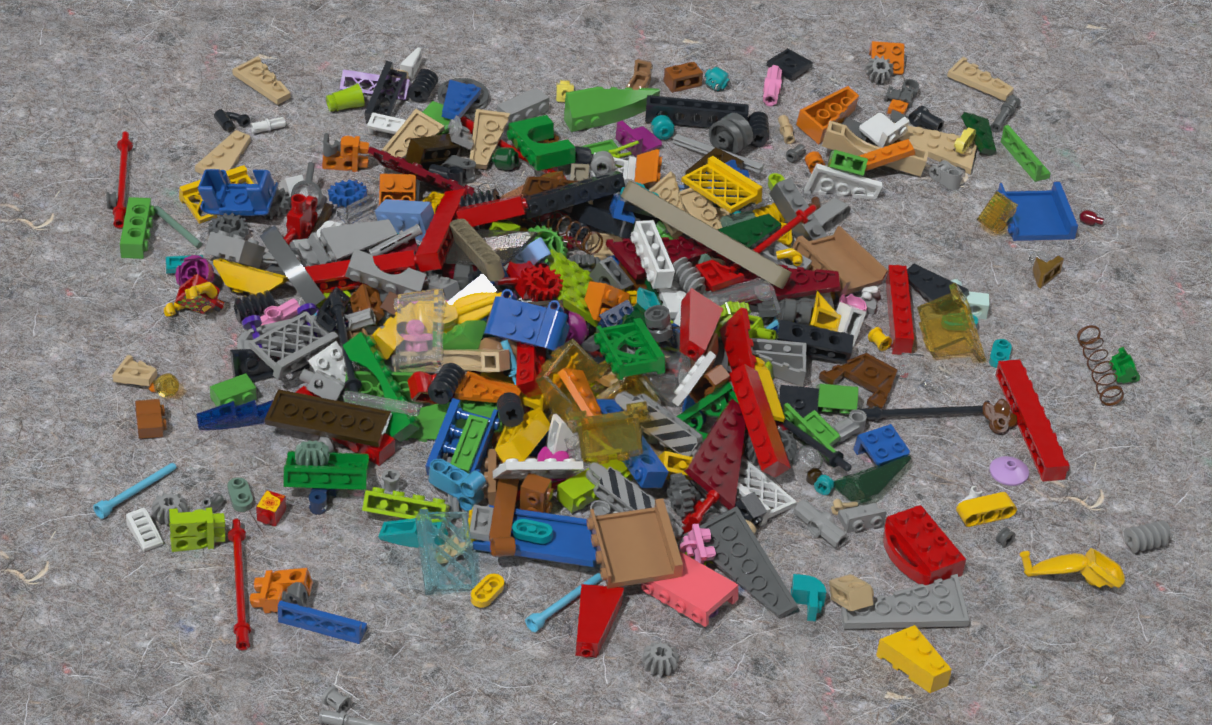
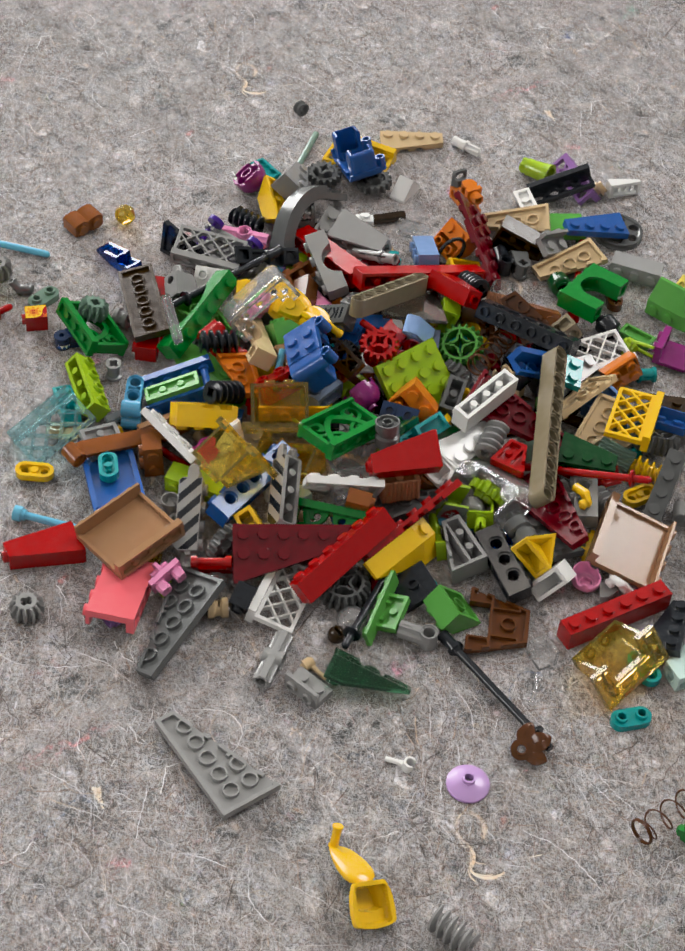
camera: 60 degrees right, 5 degrees up
(119, 211) = (292, 117): red bar -> none
(134, 373) = (126, 193): tan wing -> none
(136, 228) = (281, 131): bright green brick -> none
(195, 295) = (225, 184): torso -> none
(224, 119) = (448, 122): black plant -> none
(238, 389) = (145, 249): bright green brick -> none
(259, 78) = (515, 122): tan wing -> none
(301, 217) = (357, 197): red piece -> none
(308, 187) = (401, 195): piece -> none
(347, 192) = (425, 214): blue gear -> none
(423, 85) = (600, 201): black piece -> none
(580, 390) = (273, 423): orange wing -> none
(602, 162) = (598, 336): light grey head -> none
(810, 592) = (175, 681): teal brick -> none
(824, 484) = (326, 643): teal bush -> none
(851, 592) = (190, 708): tan brick -> none
(882, 341) = (560, 613): yellow bush -> none
(882, 445) = (406, 664): blue bracket -> none
(915, 657) = (145, 789): yellow wedge -> none
(923, 545) = (296, 743): red piece -> none
(986, 509) = (390, 779): yellow beam -> none
(1005, 537) = (363, 808): dark grey bush -> none
(1032, 420) = (548, 775): red brick -> none

